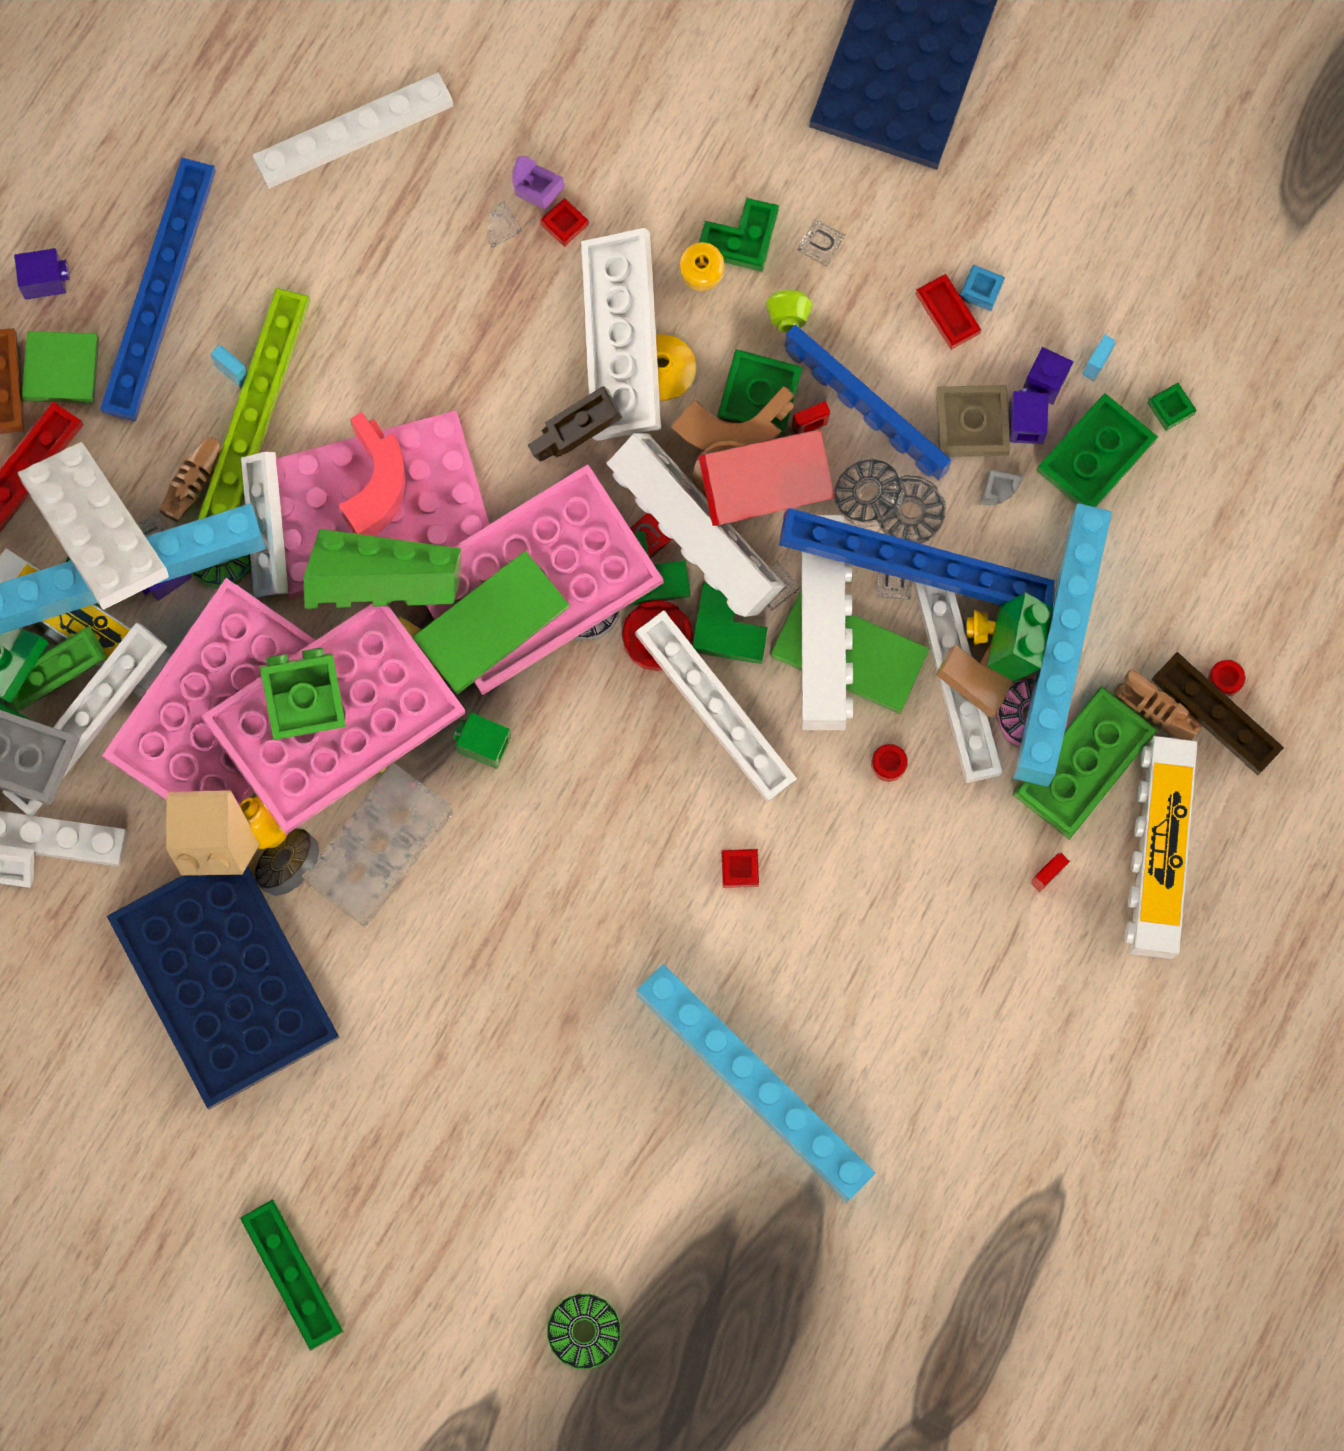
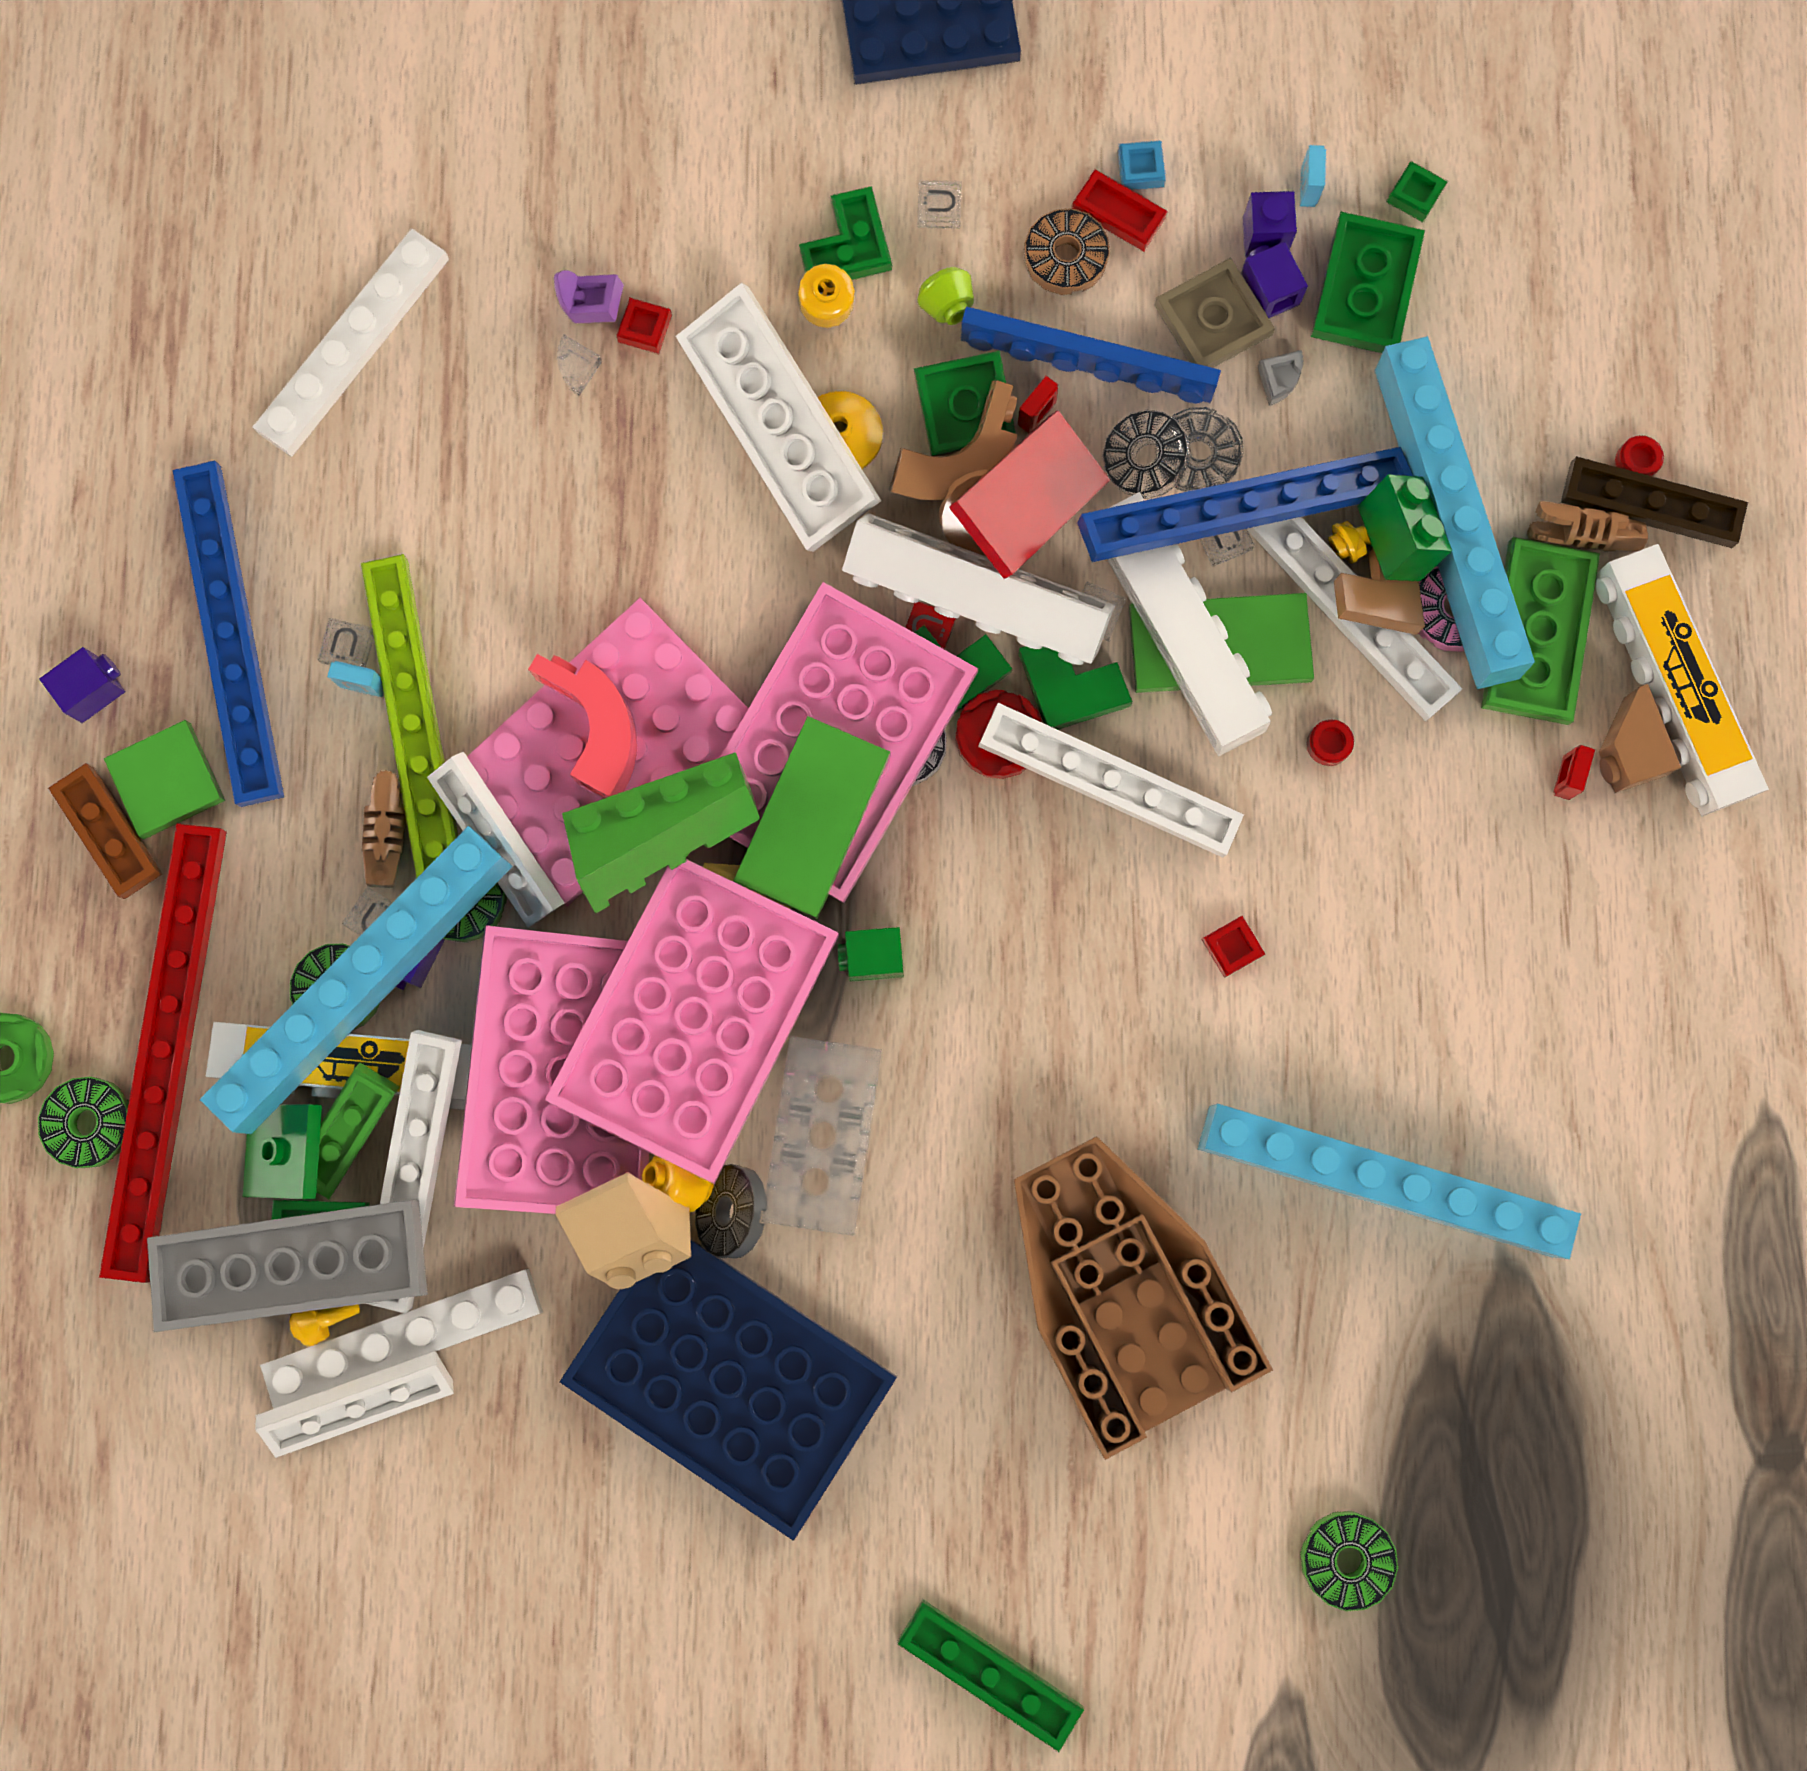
camera: 20 degrees left, 5 degrees up
(93, 525) = (301, 947): white plate -> none
(235, 337) = (346, 643): none -> clear tile
(302, 694) = (647, 1015): bright green plate -> none
(527, 1065) = (1127, 1297): none -> medium nougat wedge
(576, 425) = (784, 544): dark brown hinge -> none
(899, 303) = (1069, 228): none -> tile
(1105, 878) = (1637, 744): none -> medium nougat slope

